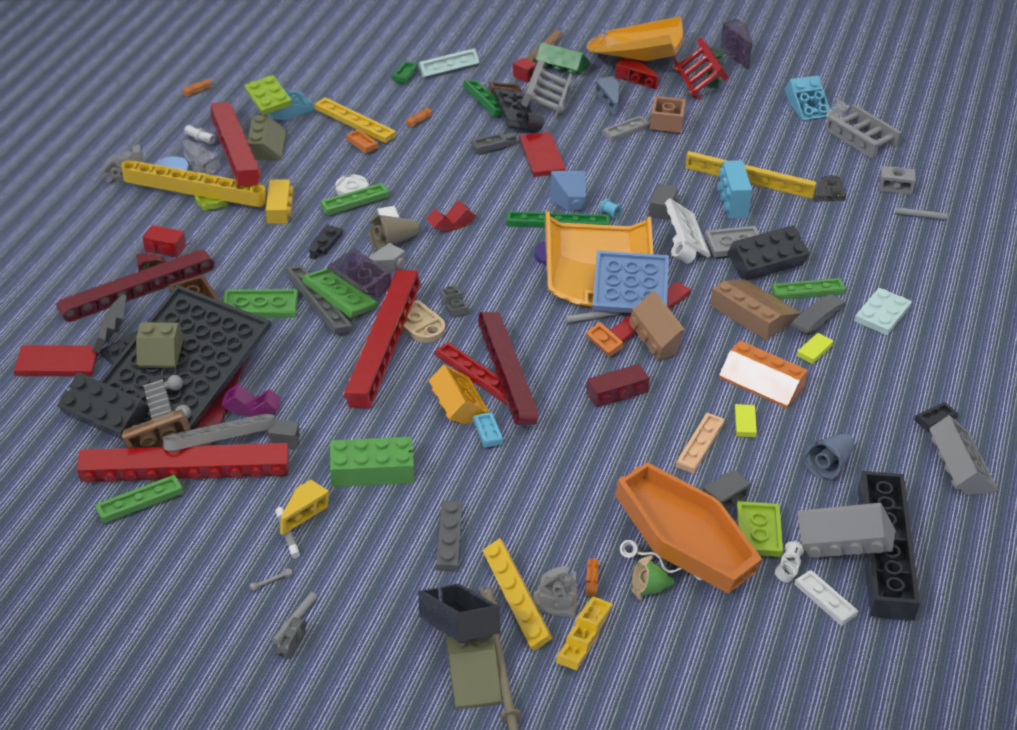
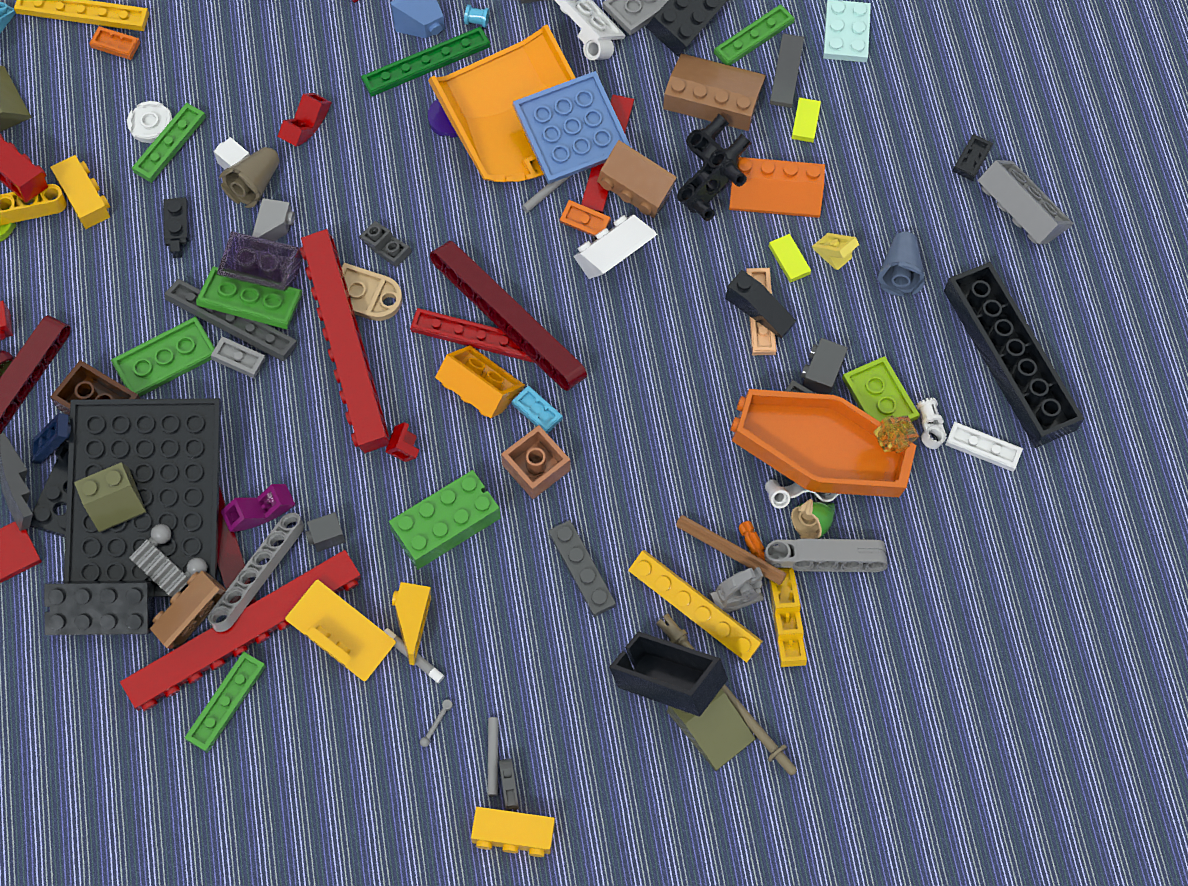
camera: 30 degrees left, 25 degrees up
(150, 306) = (50, 438): none -> dark blue plate
(247, 490) = (340, 630): none -> yellow bracket
(271, 667) = (512, 831): none -> yellow brick
(306, 319) = (238, 357): none -> light grey plate
(377, 407) = (402, 443): none -> red panel
(462, 454) = (535, 462): none -> nougat brick
(562, 560) = (730, 549): none -> medium nougat axle
(611, 357) = (613, 245): none -> white slope
(617, 385) = (637, 279): dark red brick -> none
(645, 606) = (828, 555): none -> light grey piece
(698, 430) = (759, 304): none -> black slope
(724, 338) = (718, 167): none -> black pin
(745, 536) = (896, 433): none -> clear yellow brick
(785, 429) = (836, 249): none -> light yellow slope
(846, 530) = (978, 370): light grey slope -> none

